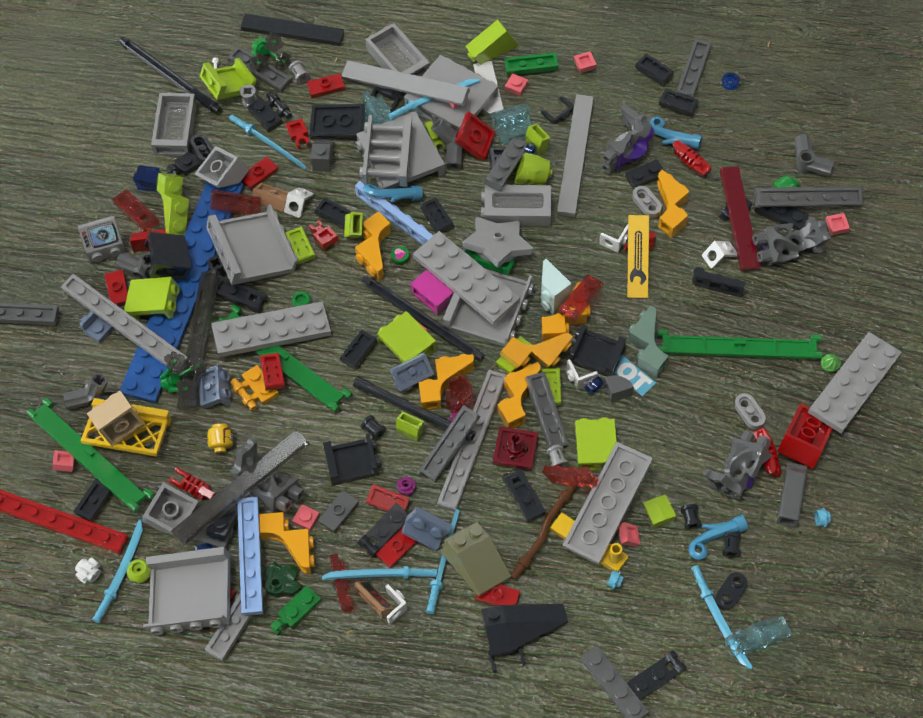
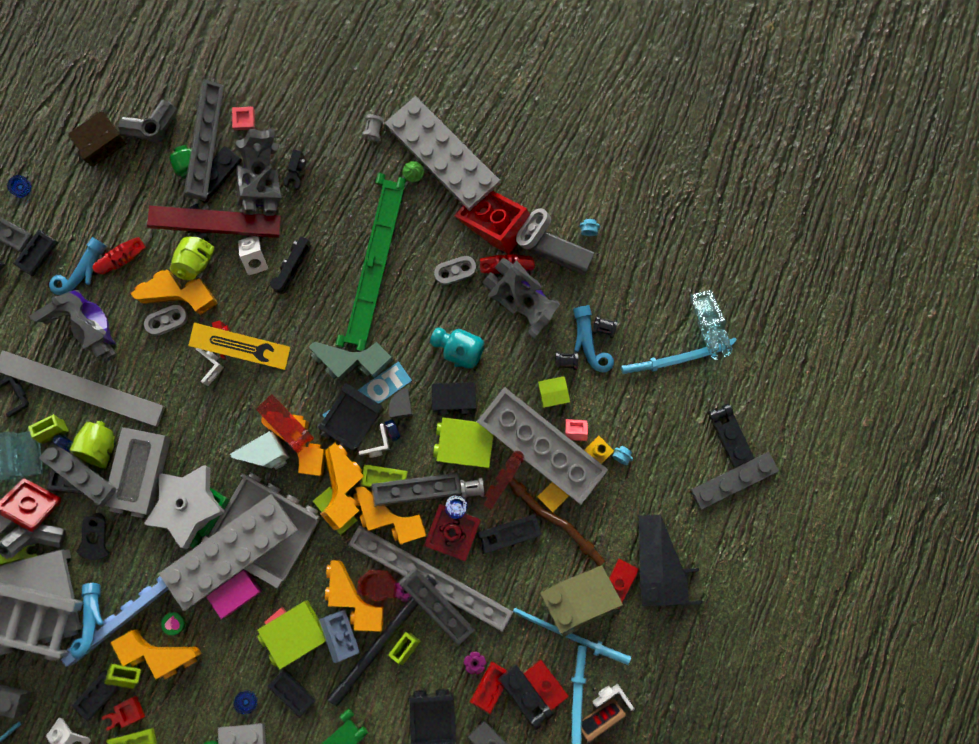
camera: 85 degrees left, 20 degrees up
(345, 318) = (245, 702): none -> clear blue tile
(373, 427) = (397, 690): black bush -> none
(423, 318) = (263, 611): black piece -> none
(425, 528) = (536, 652): sand blue bracket -> none
(436, 215) = (128, 570): black plate -> none
(447, 187) = (93, 550): none -> black piece
(538, 445) = (456, 507): none -> clear blue tile
(634, 428) = (454, 397): none -> black brick
(644, 174) = (126, 313): black plate -> none
(680, 424) = (459, 346): none -> teal piece
(698, 204) = (187, 261): none -> lime helmet
(731, 590) = (652, 339): black plate -> none
(785, 124) = (96, 139): none -> dark brown bracket
(805, 270) = (296, 165): none -> black plate
(805, 463) = (533, 228): none -> light grey plate
(860, 323) = (372, 127): none -> light grey bush

